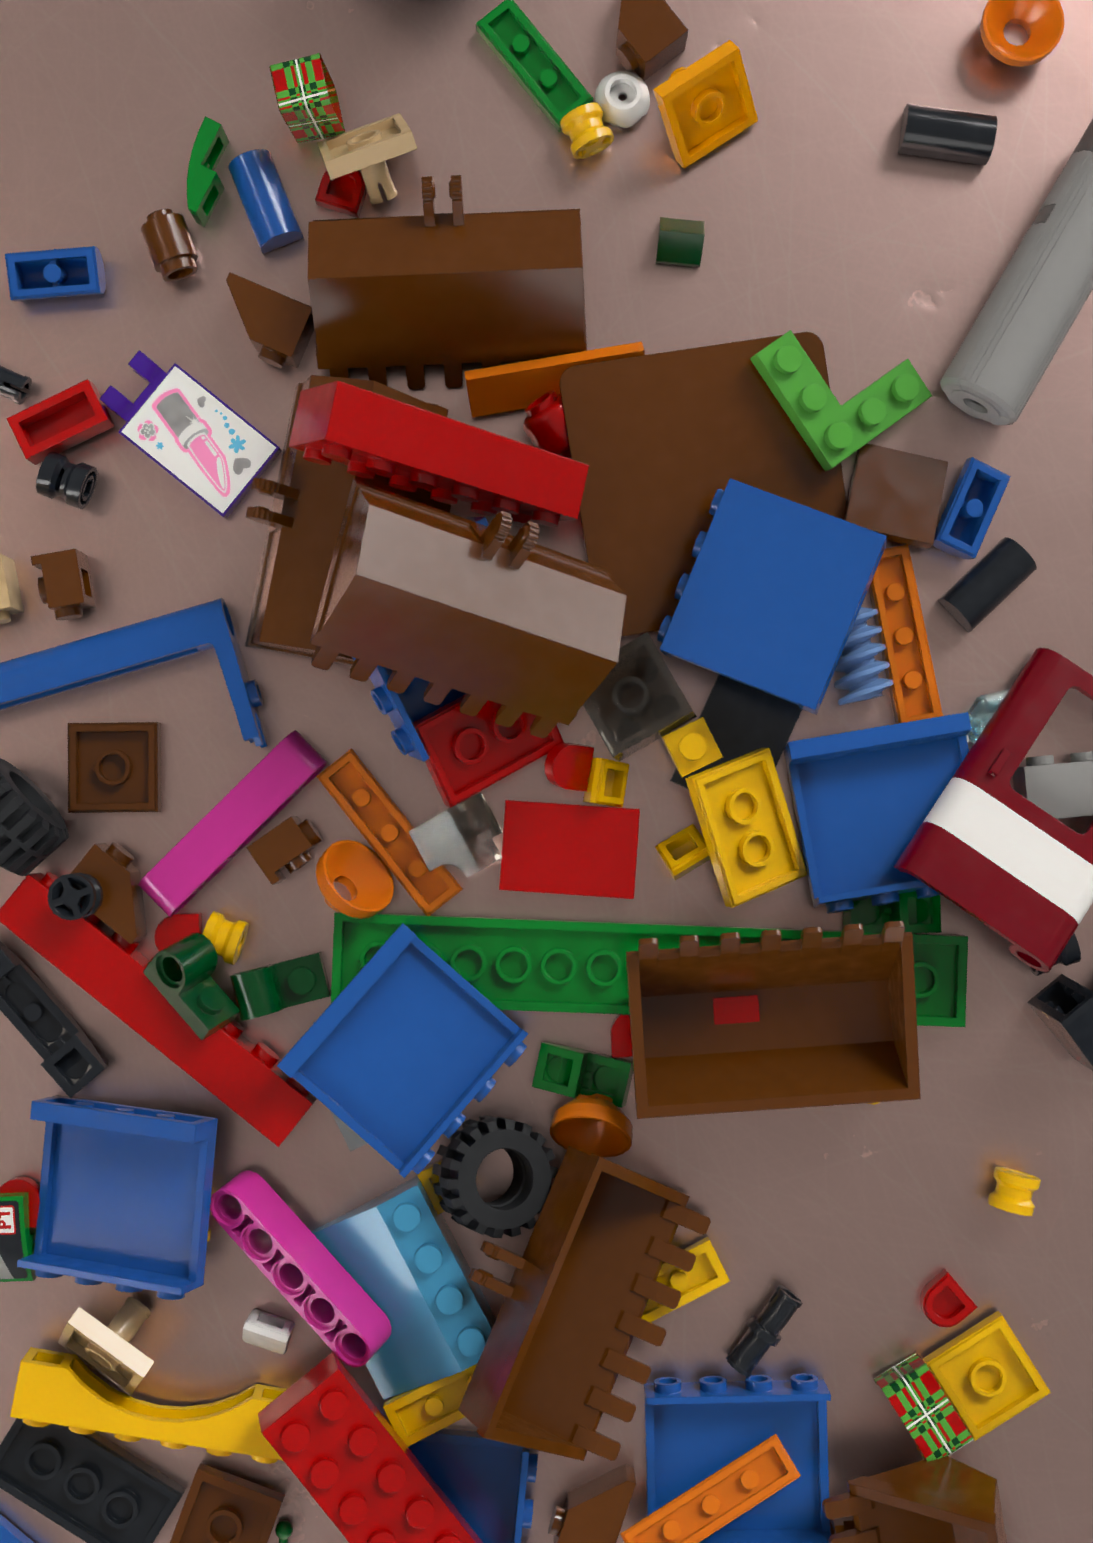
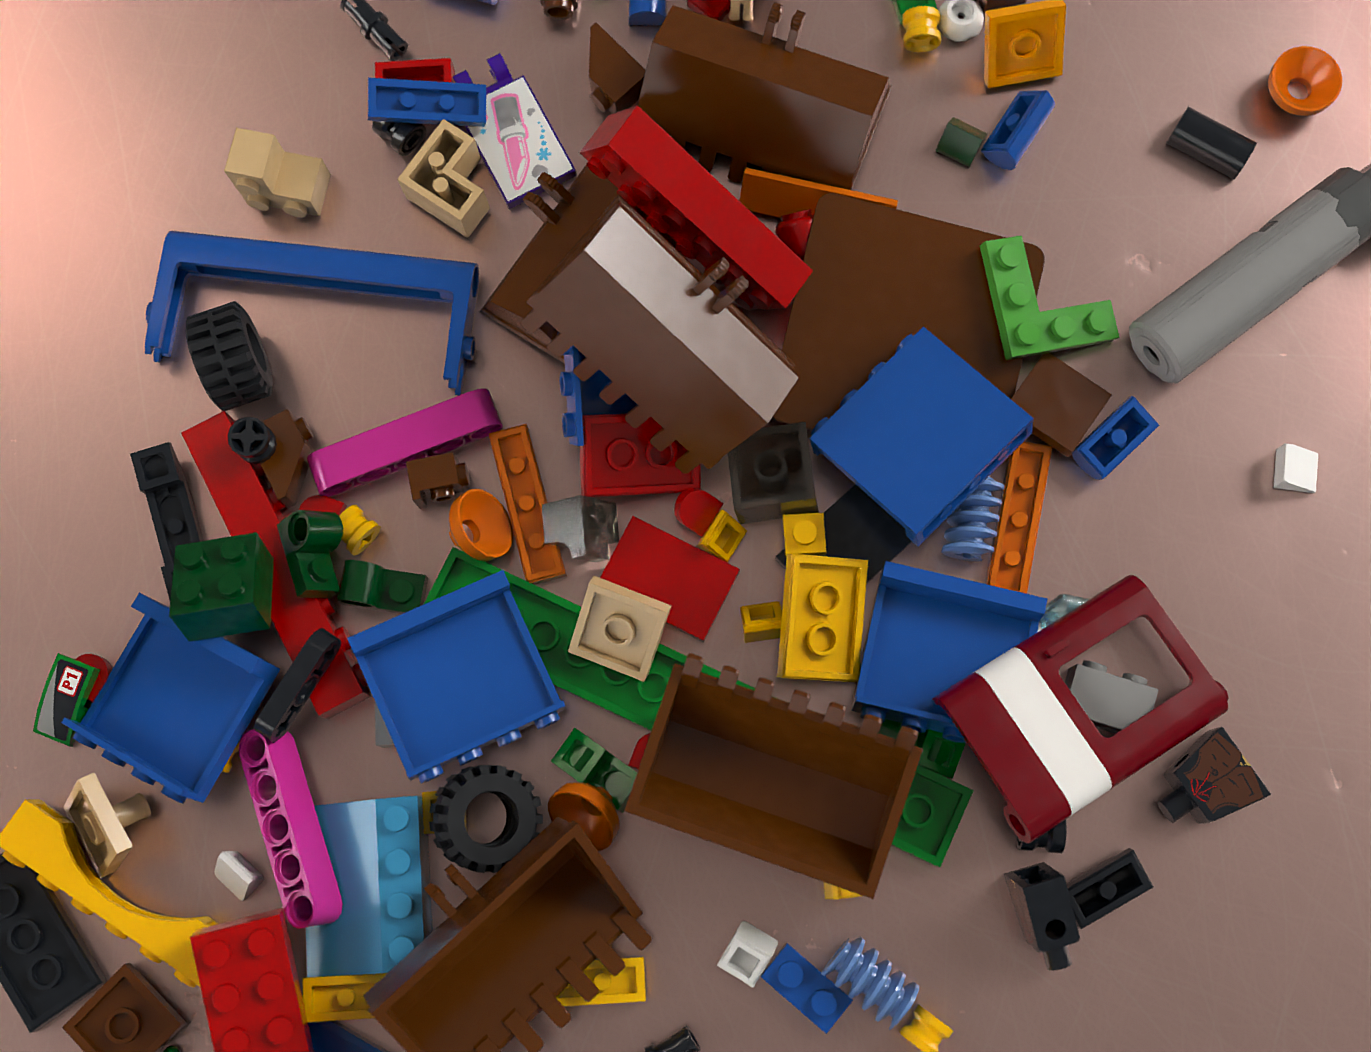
camera: 30 degrees right, 10 degrees down
(65, 583) = (361, 203): reddish brown brick -> none
(86, 443) = (426, 102): none -> blue plate
(114, 767) = (332, 362): reddish brown tile -> none
(120, 1066) = (222, 587): none -> dark green brick
(135, 519) = (439, 179): none -> tan brick
(244, 1128) = (297, 685): none -> black beam
(547, 929) = (619, 628): none -> tan tile
(735, 203) = (1018, 128): none -> blue brick
(736, 1009) = (749, 765): red tile -> none
(809, 1188) = (748, 953): none -> white slope
(879, 1197) = (806, 988): none -> blue plate
(944, 1164) = (872, 980): none -> medium blue piece
(988, 583) = (1107, 506): black brick -> none

